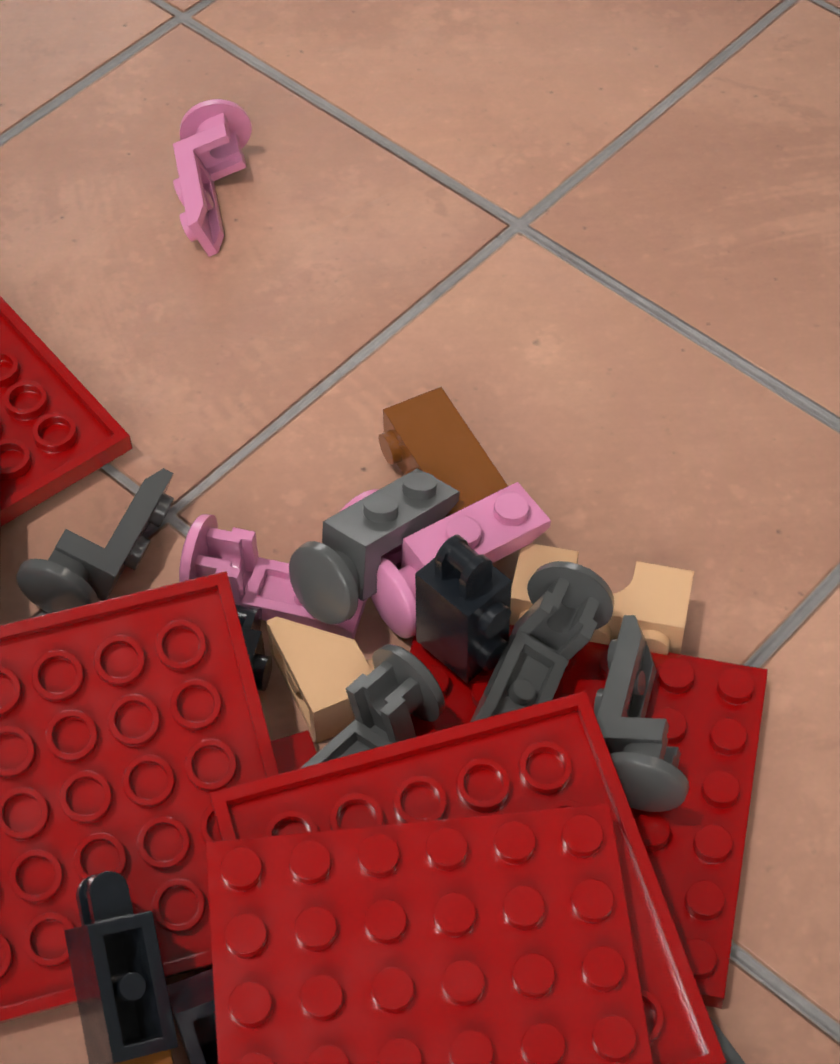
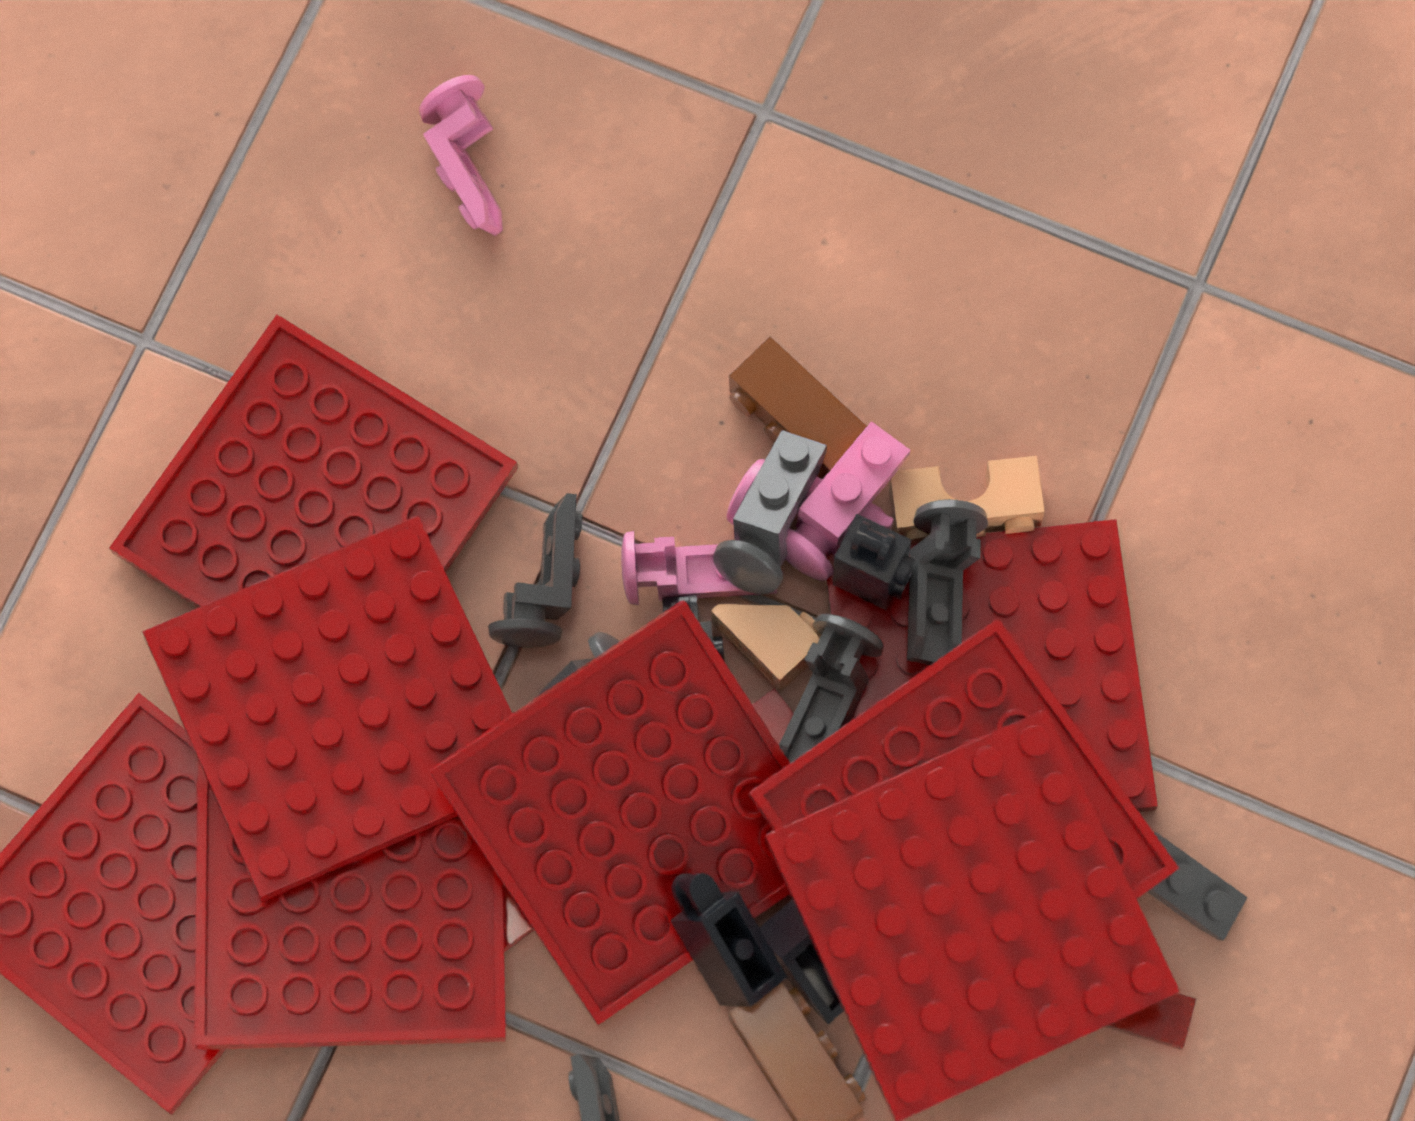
camera: 15 degrees left, 20 degrees up
(637, 743) = (1045, 635): dark grey piece -> none

